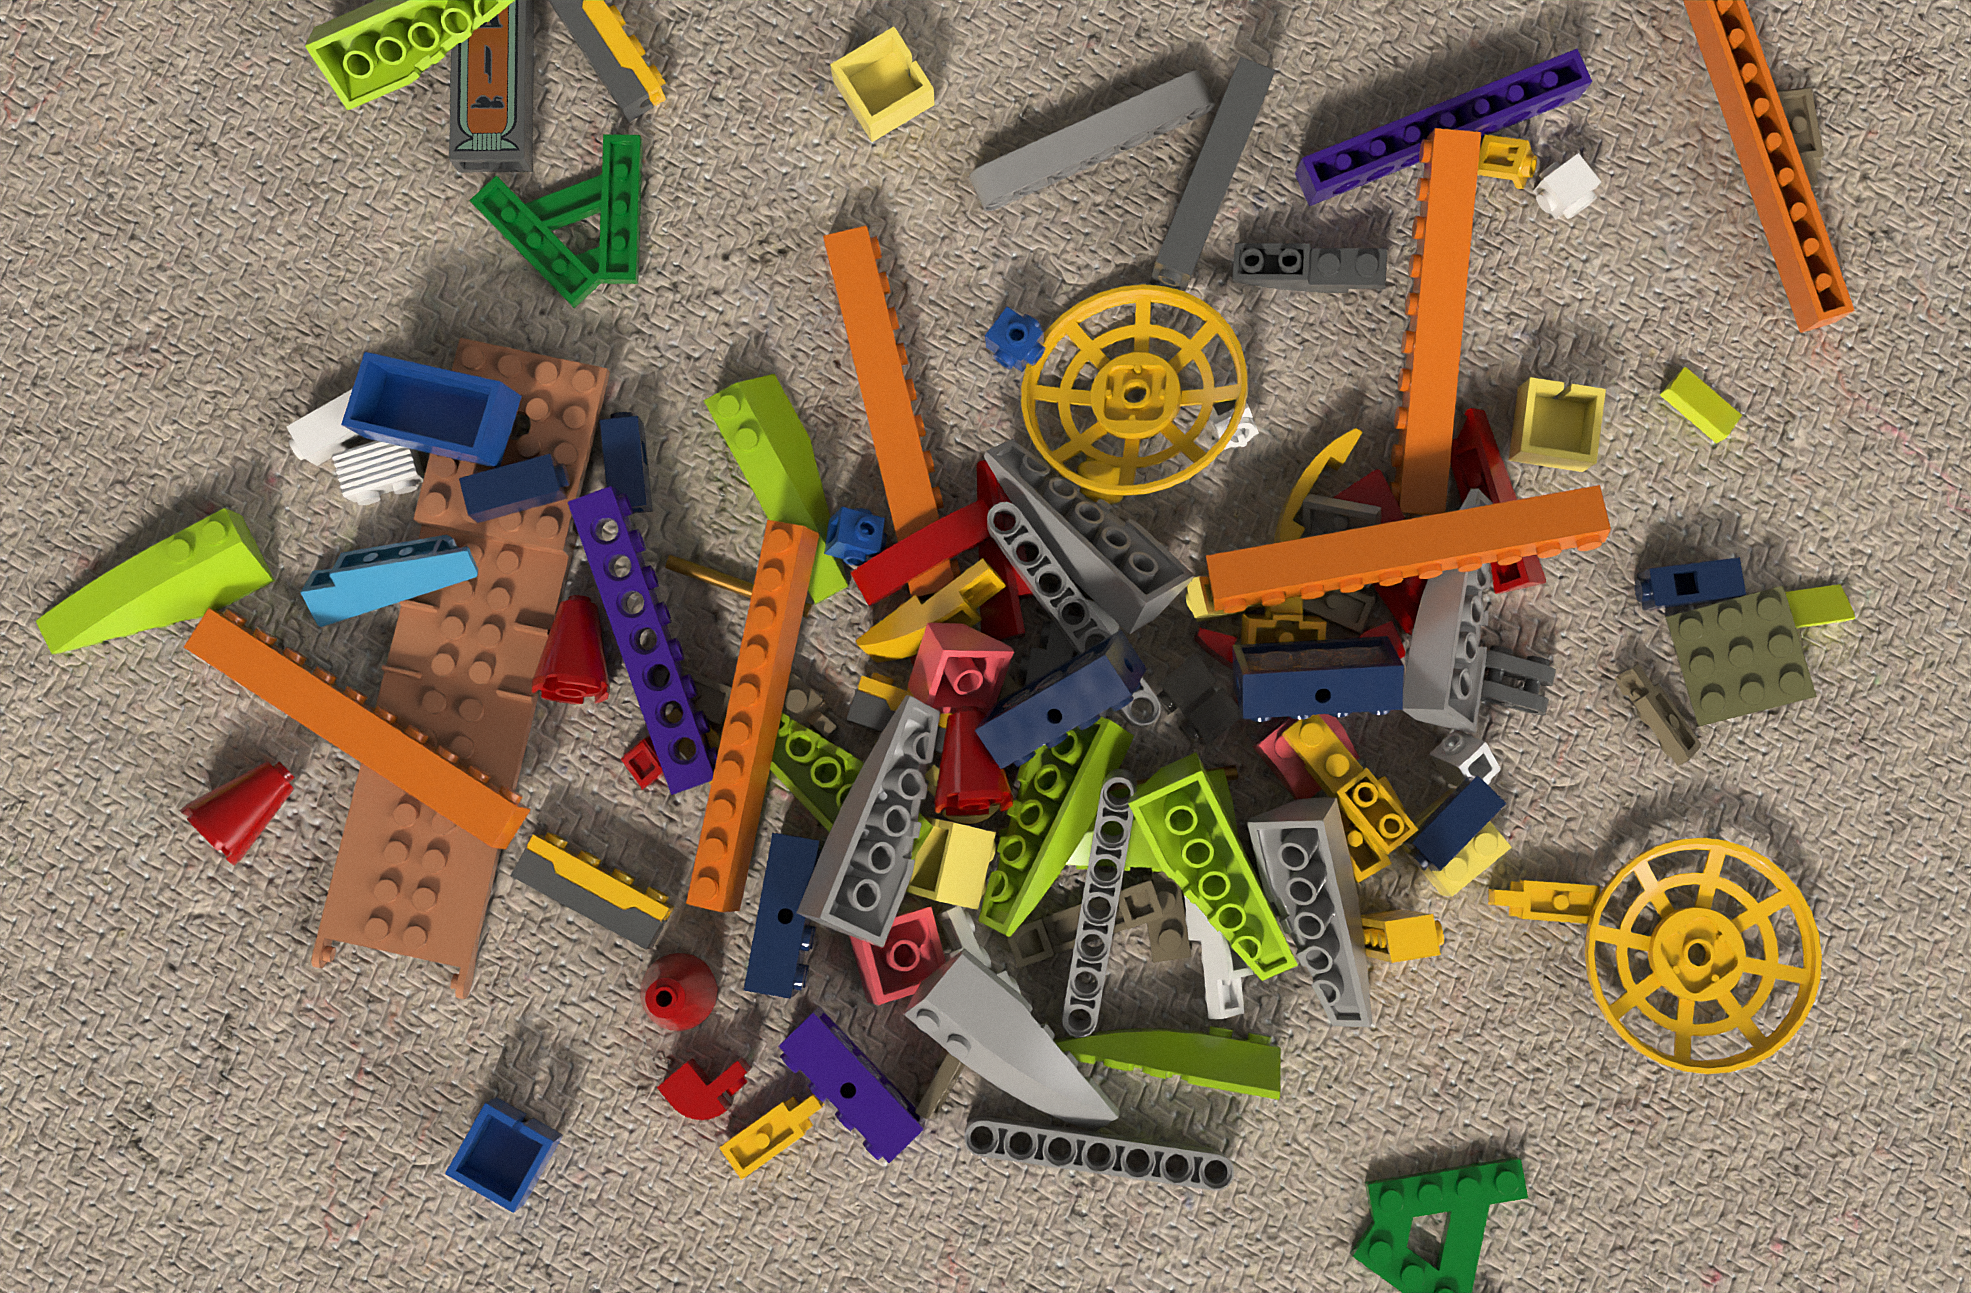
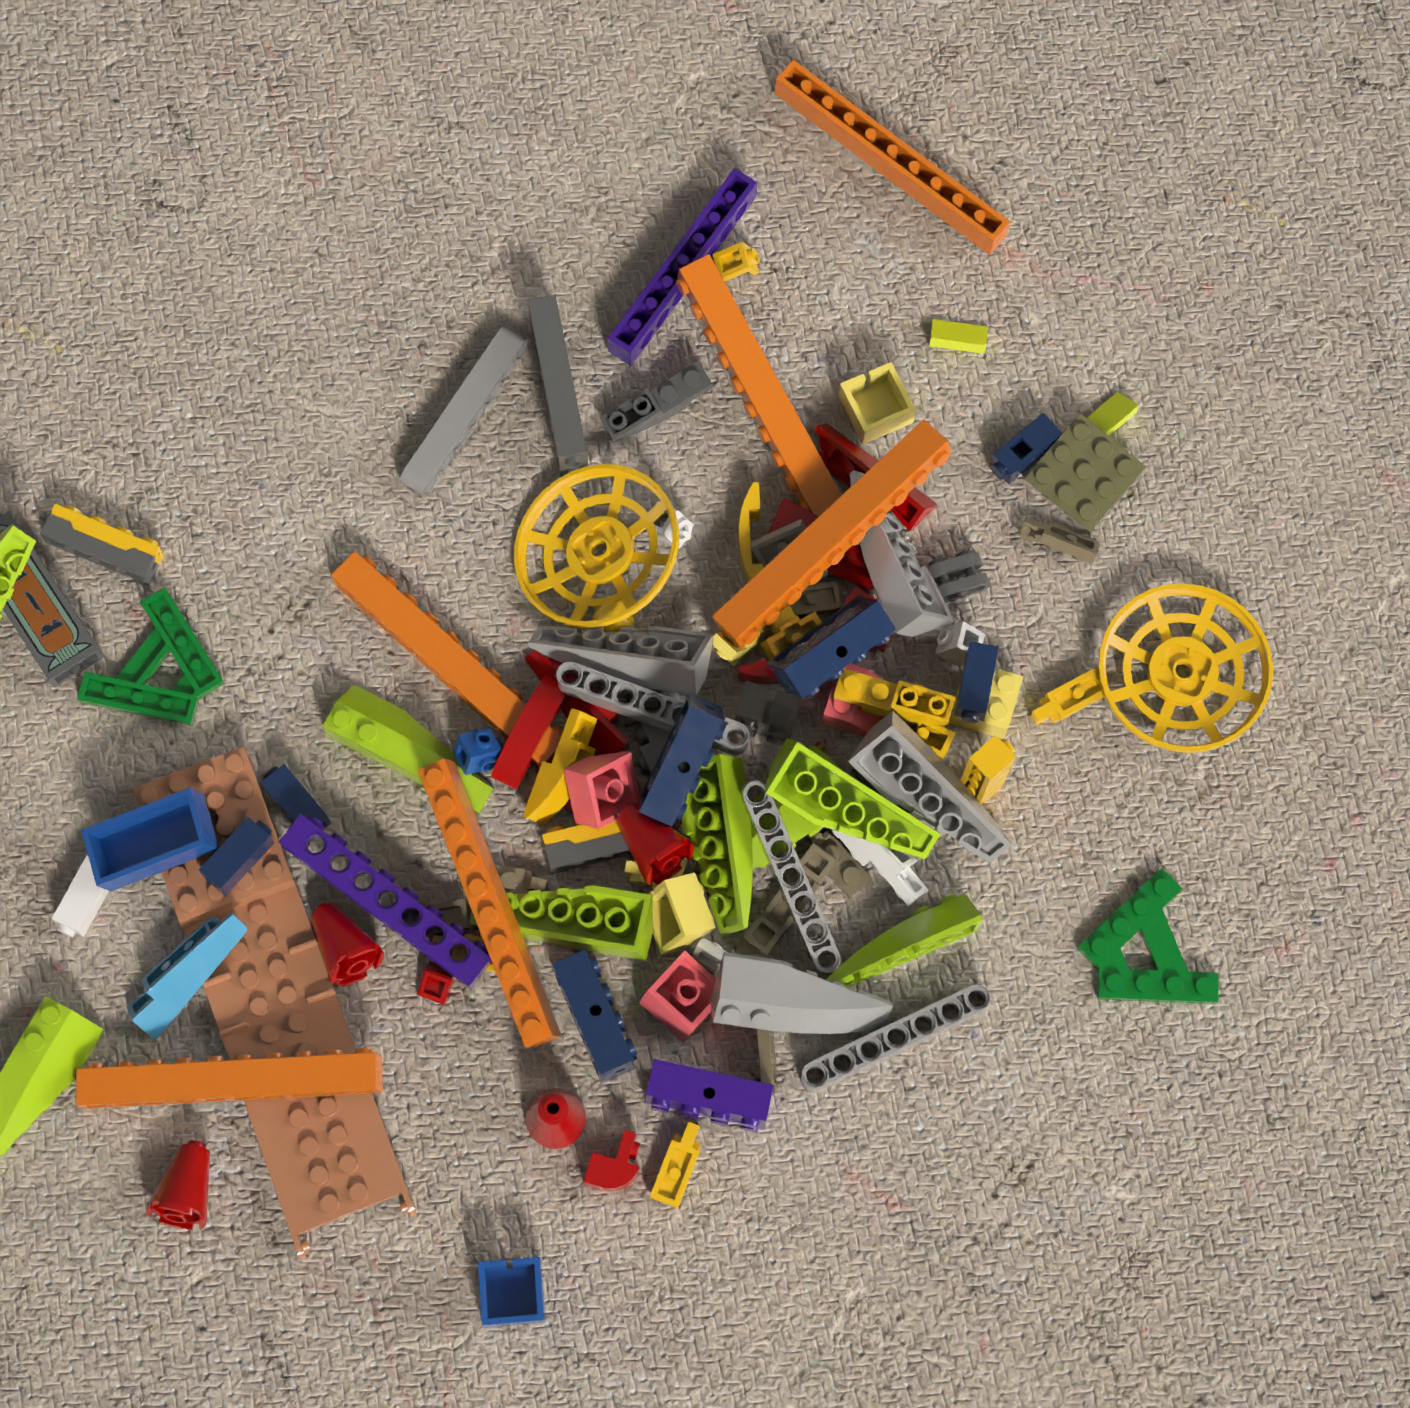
camera: 35 degrees left, 10 degrees down
(376, 470) = (130, 910): white brick -> none
(592, 890) = (456, 1087): piece -> none
(717, 578) = (403, 838): pearl gold bar -> none
(872, 839) = (620, 933): light grey wedge -> none
(879, 85) = (302, 460): light yellow piece -> none
(1015, 340) = (499, 563): blue brick -> none
(1566, 187) = (785, 255): white brick -> none
(1803, 123) = (902, 127): dark tan hinge -> none

